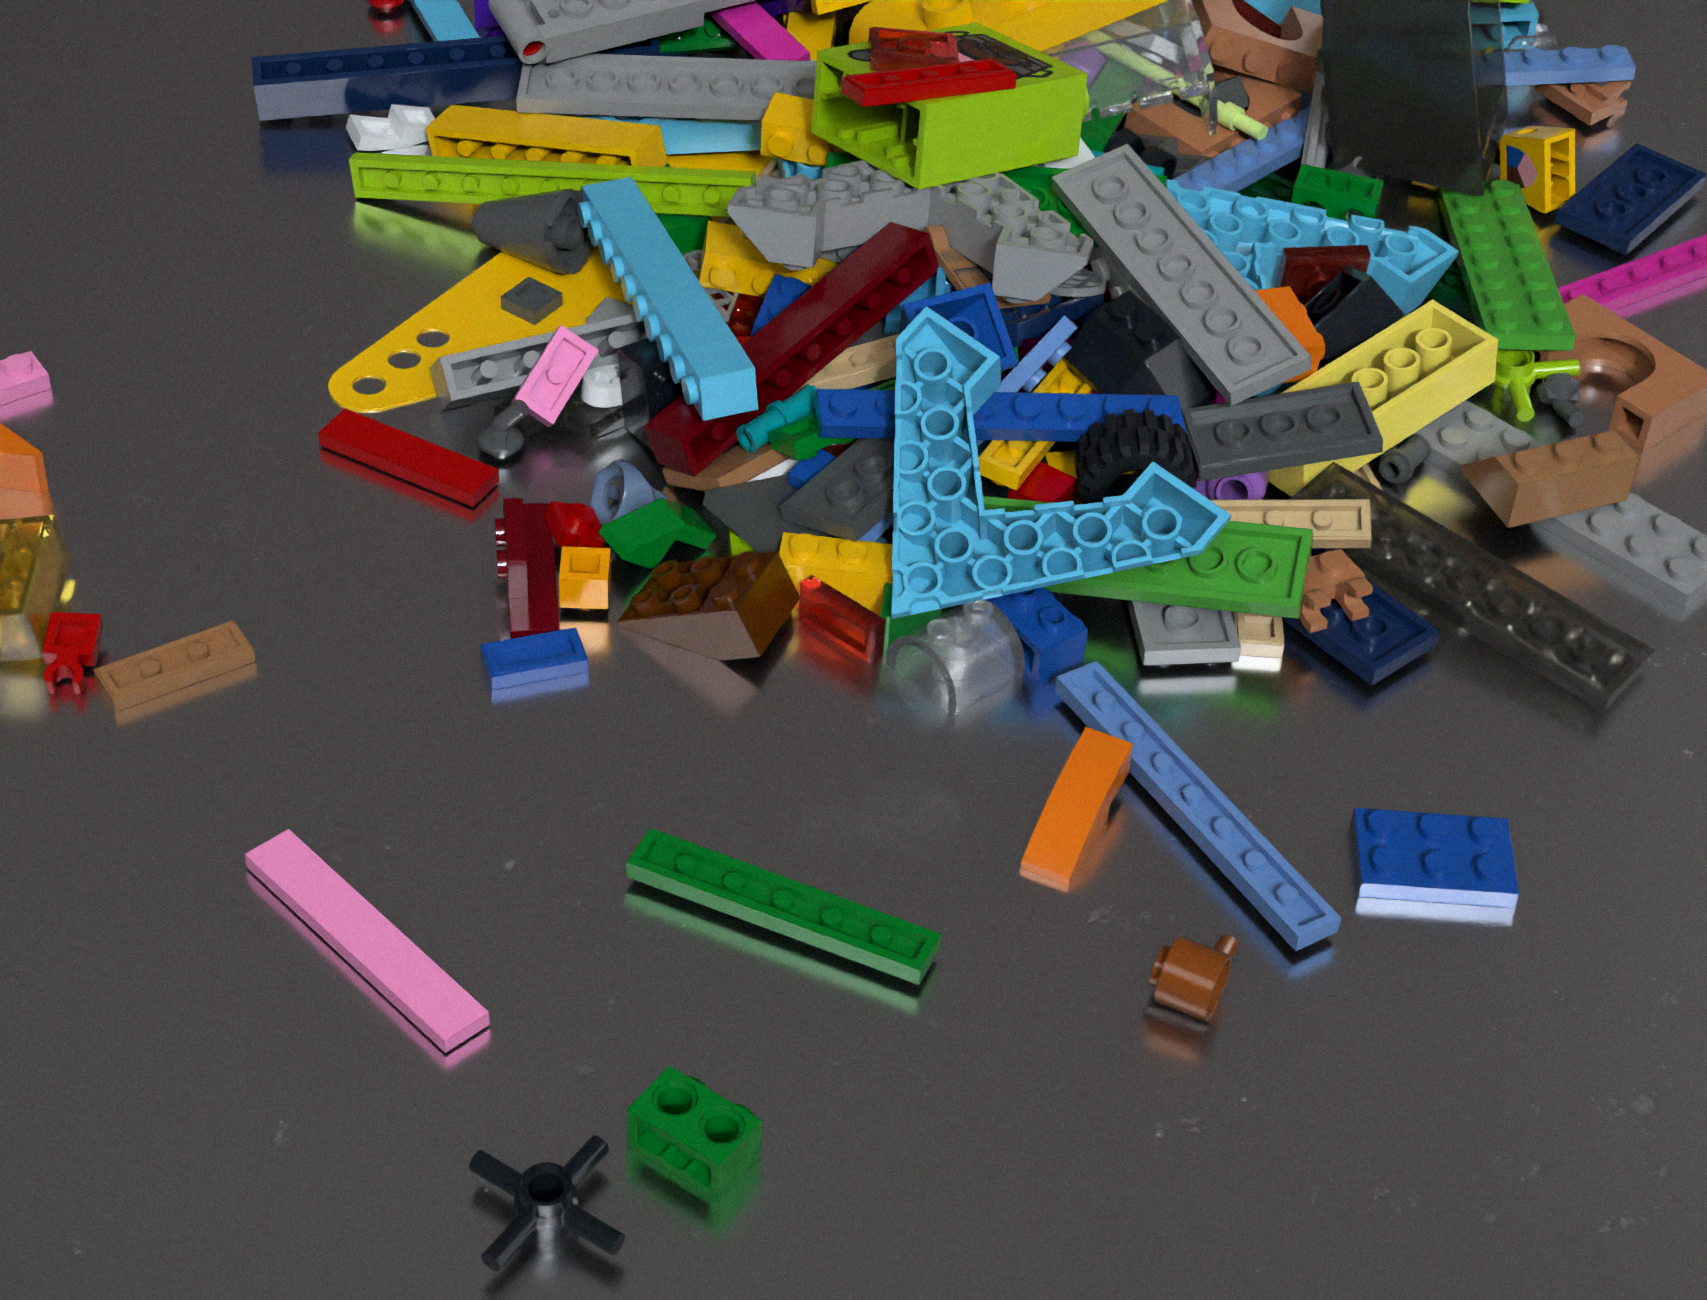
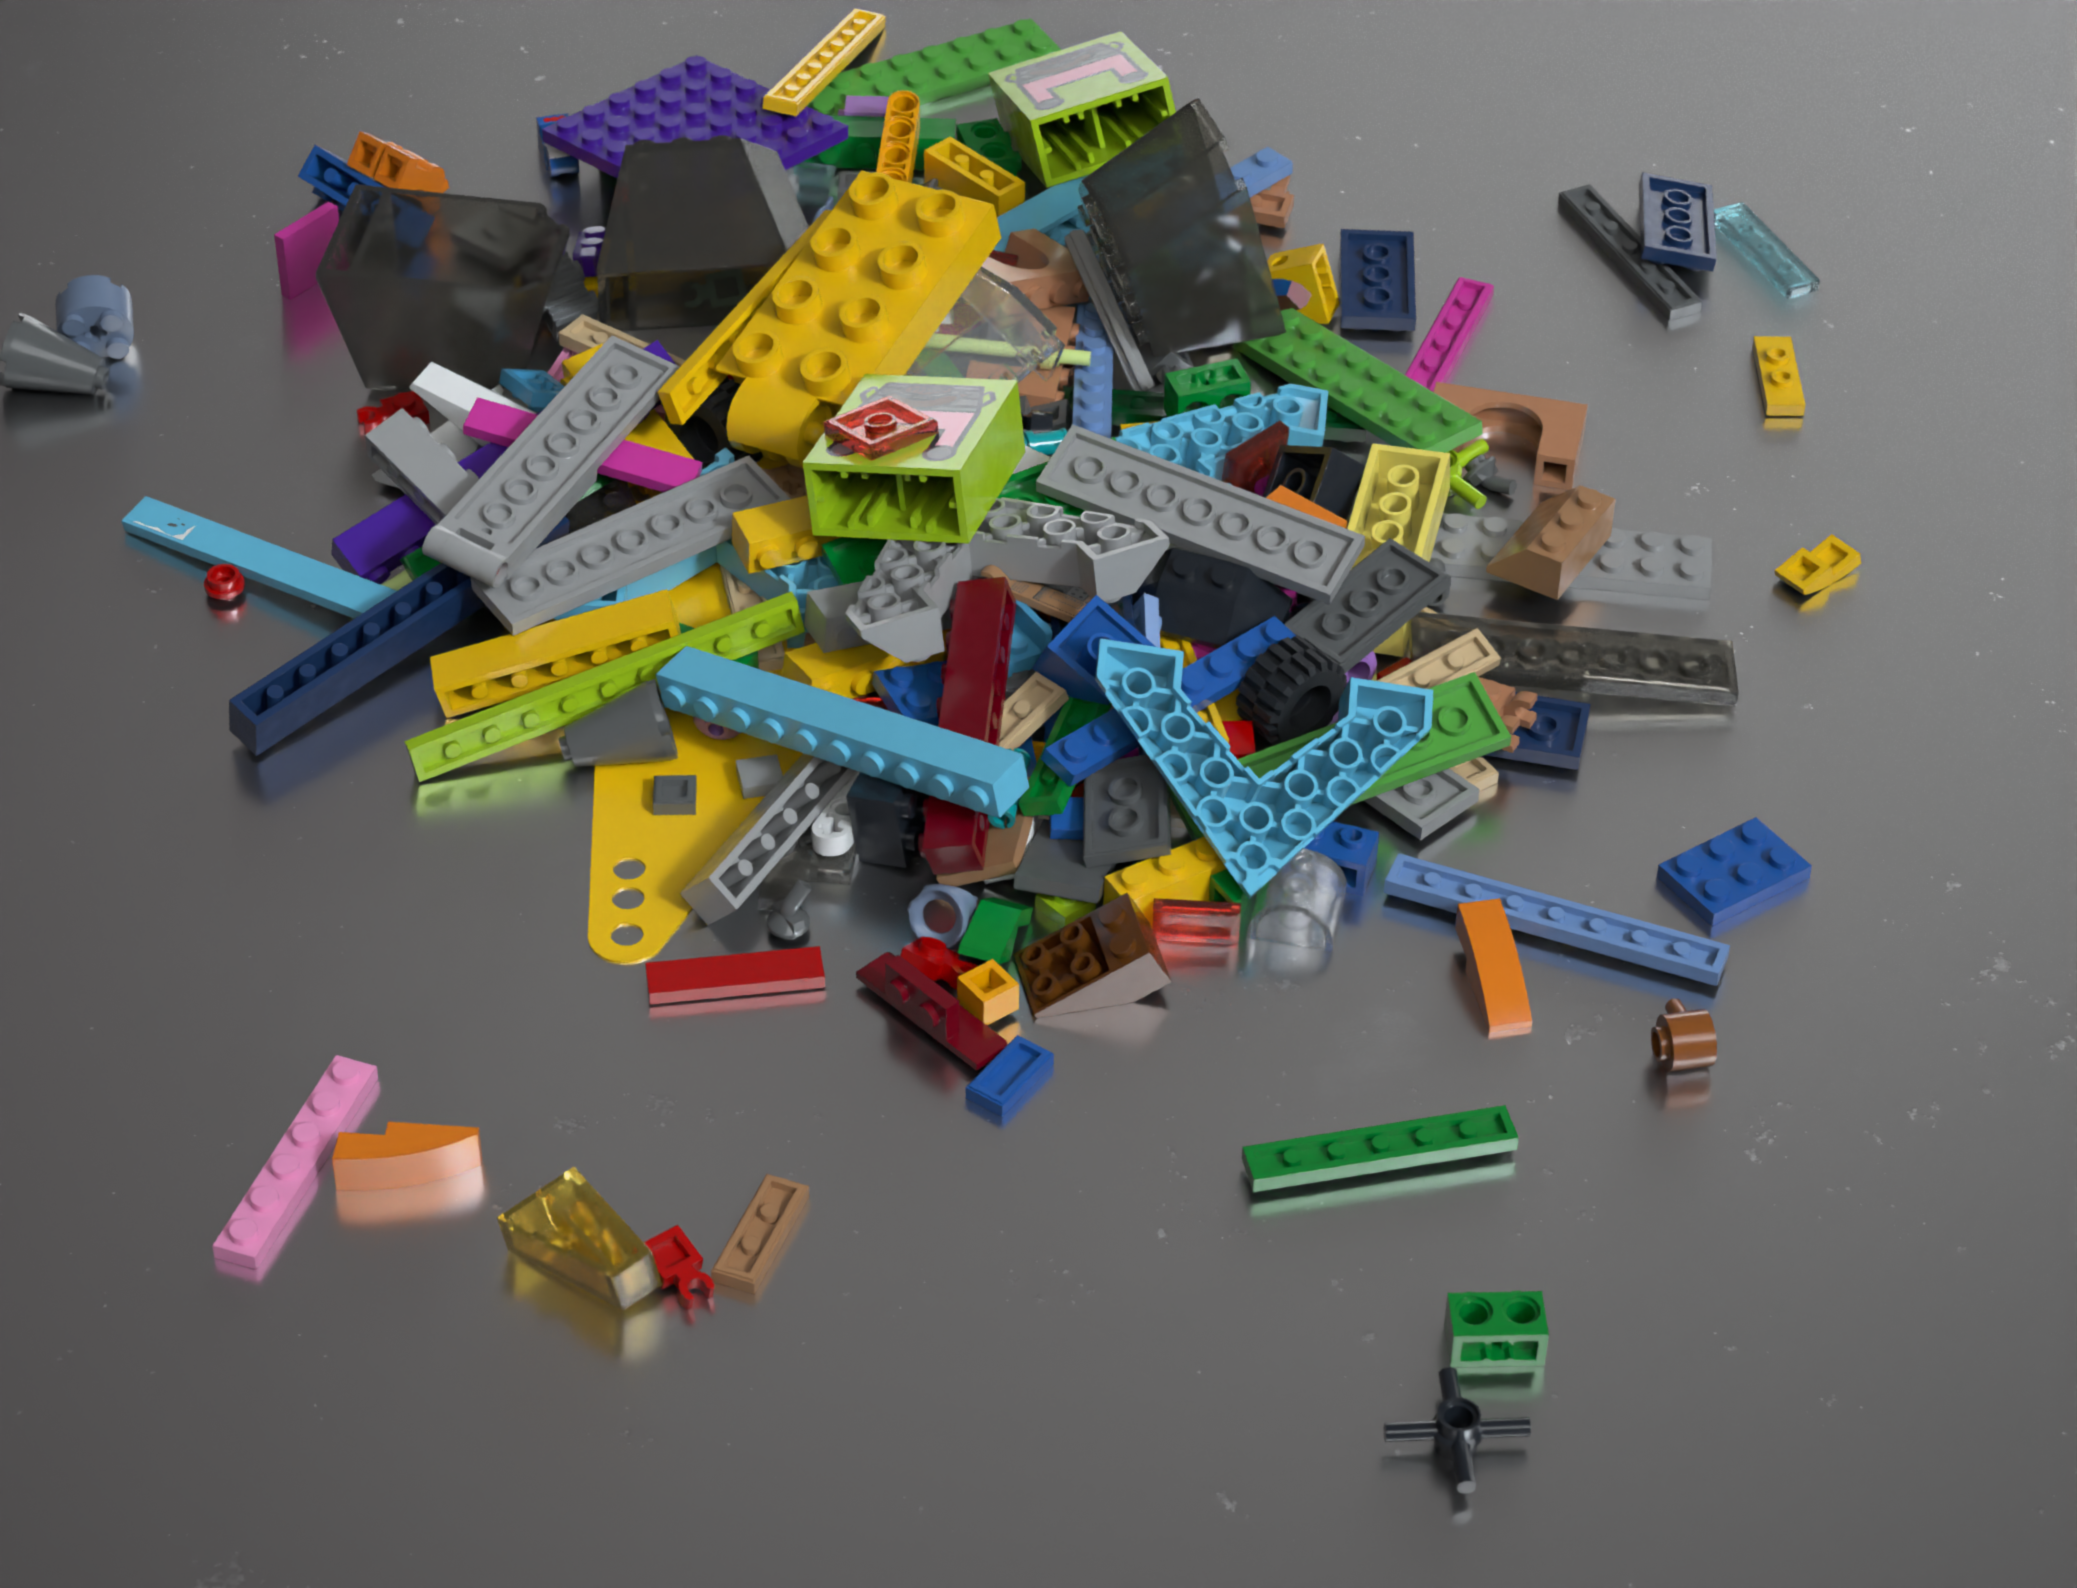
camera: 35 degrees left, 0 degrees up
(368, 940) = (1132, 1339): bright pink tile -> none
(401, 129) = (385, 703): white slope -> none
(555, 375) = (799, 844): bright pink plate -> none
(928, 82) = (938, 450): red tile -> none

